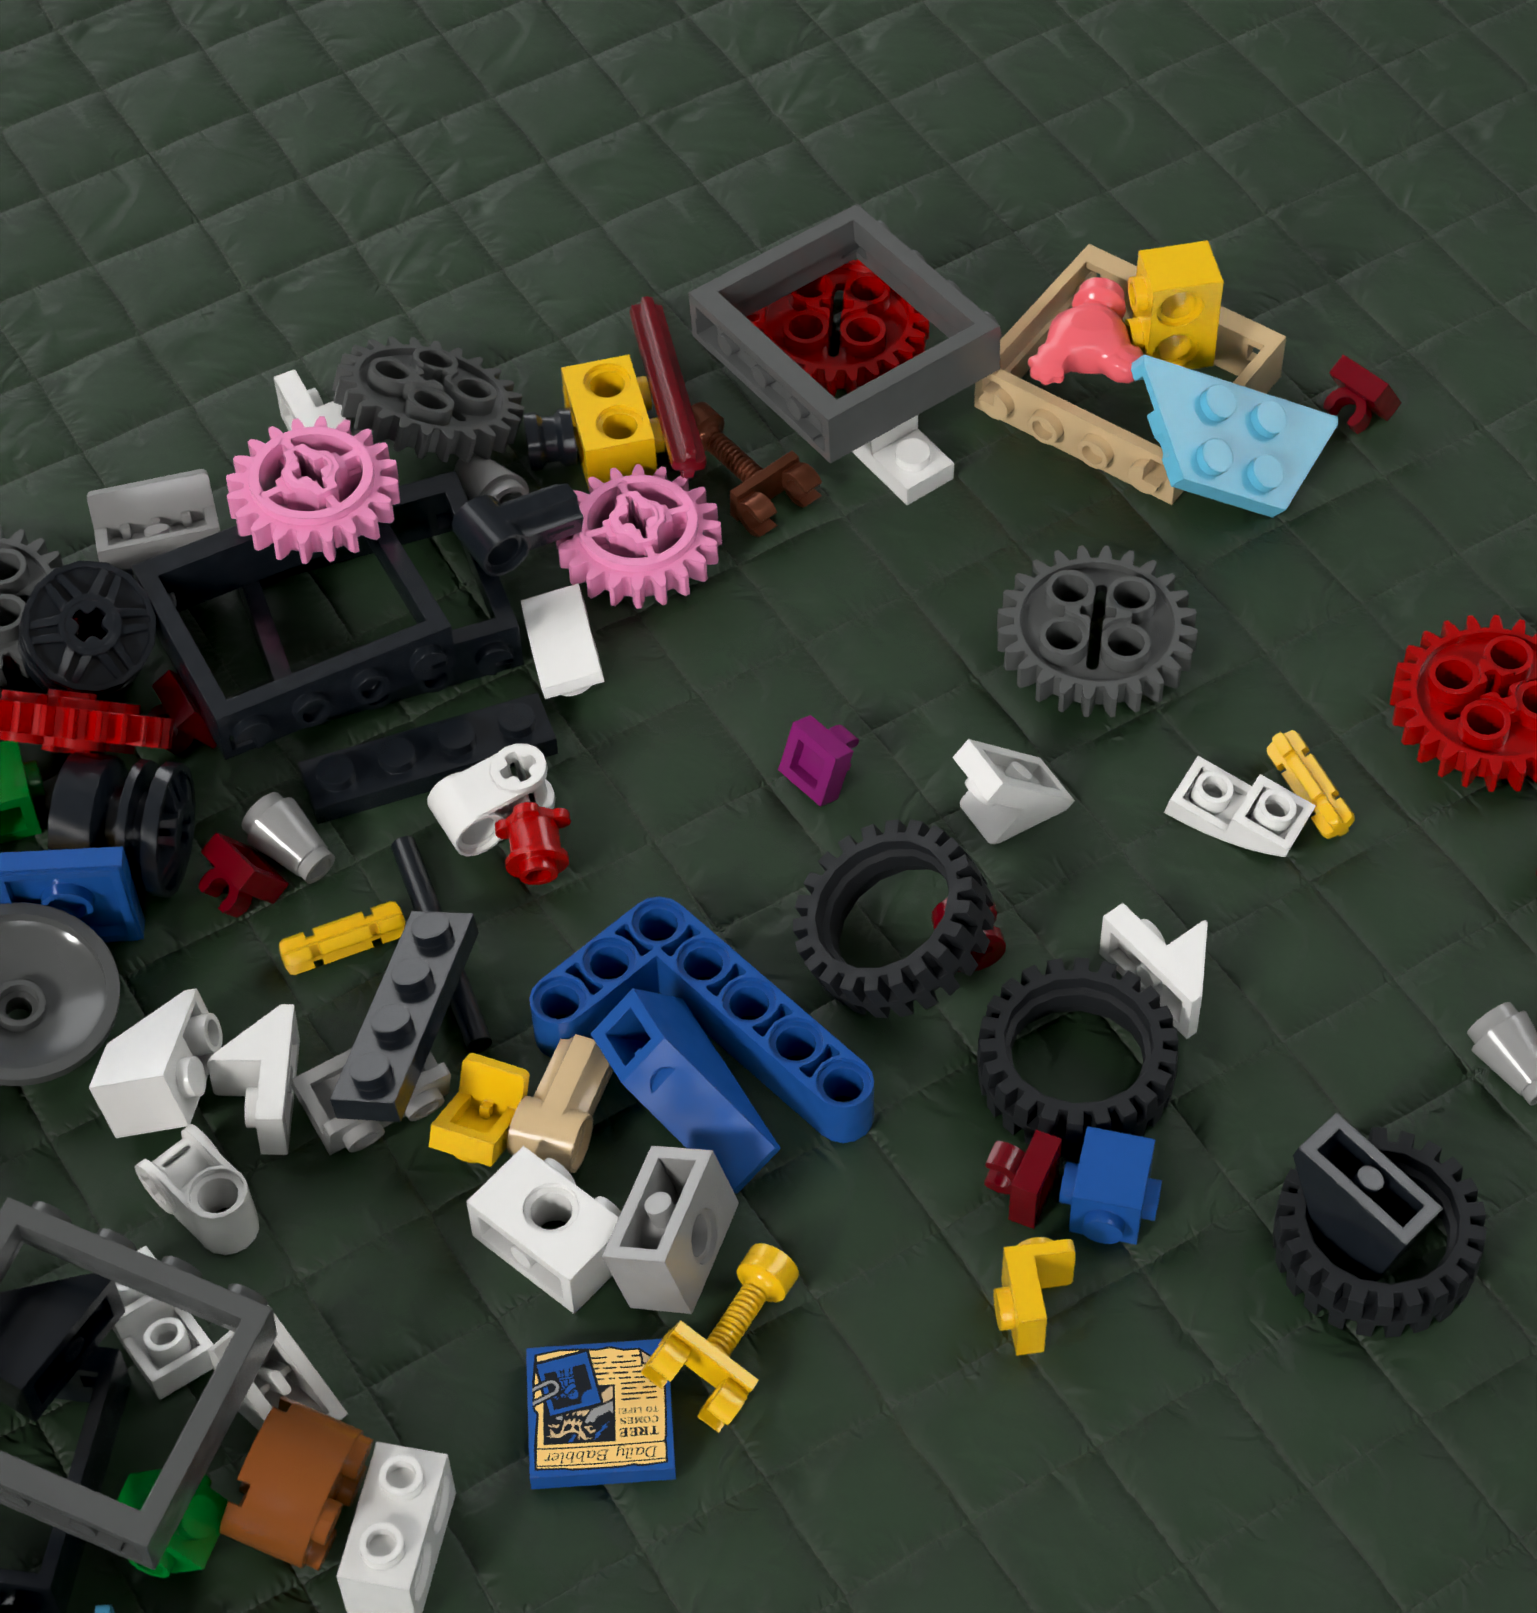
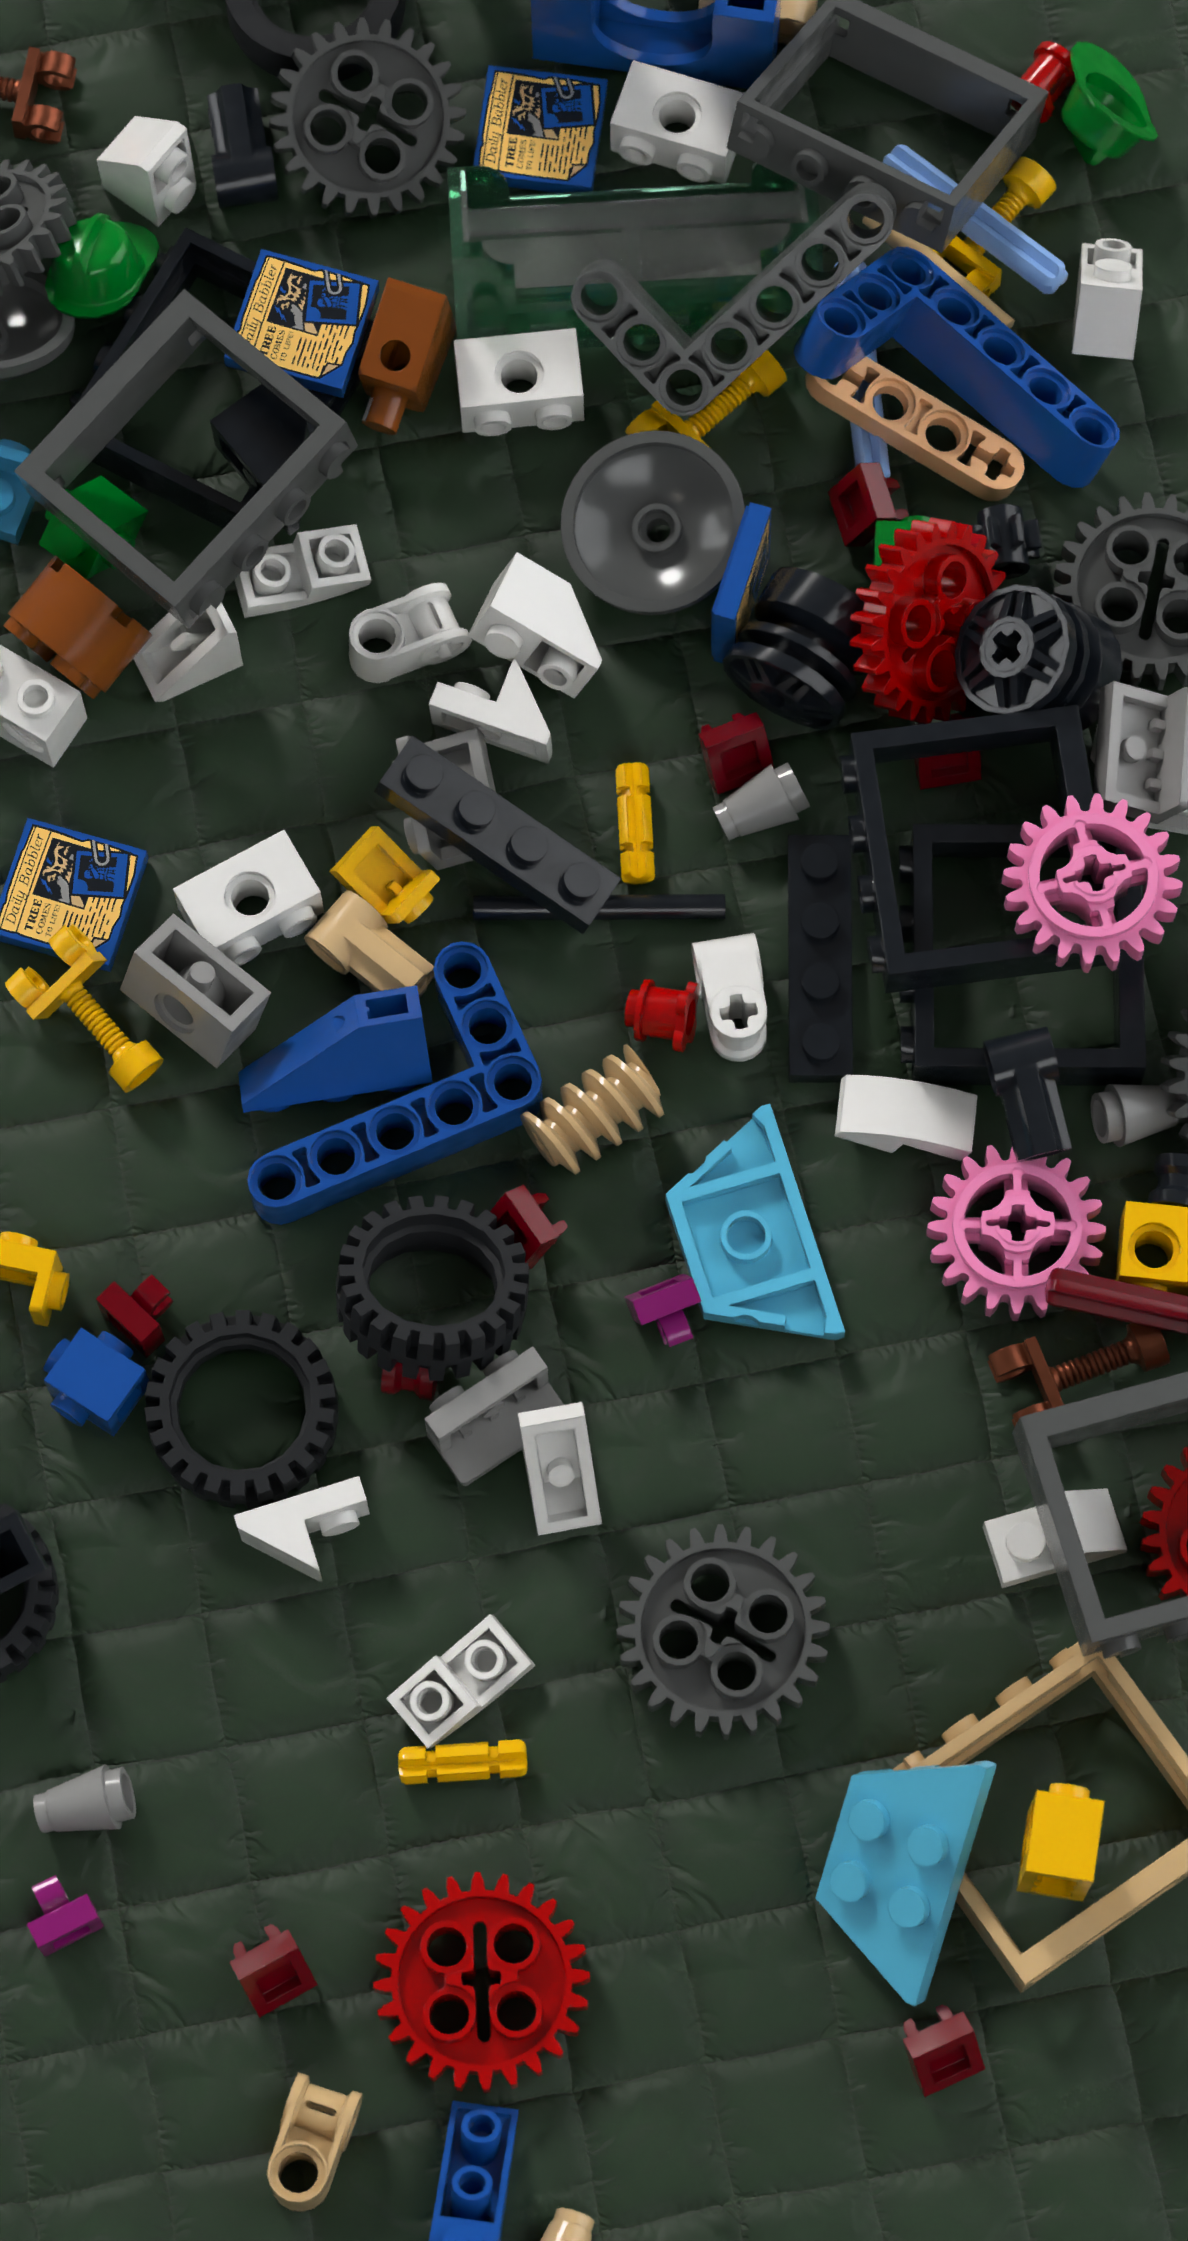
camera: 110 degrees right, 20 degrees up
(654, 864) = (595, 1111): none -> tan piece
(718, 723) = (752, 1238): none -> medium azure wing
(785, 881) = (528, 1222): none -> dark red tile
(1007, 861) = (481, 1425): none -> light grey bracket
(1088, 337) = (1075, 1752): coral animal -> none

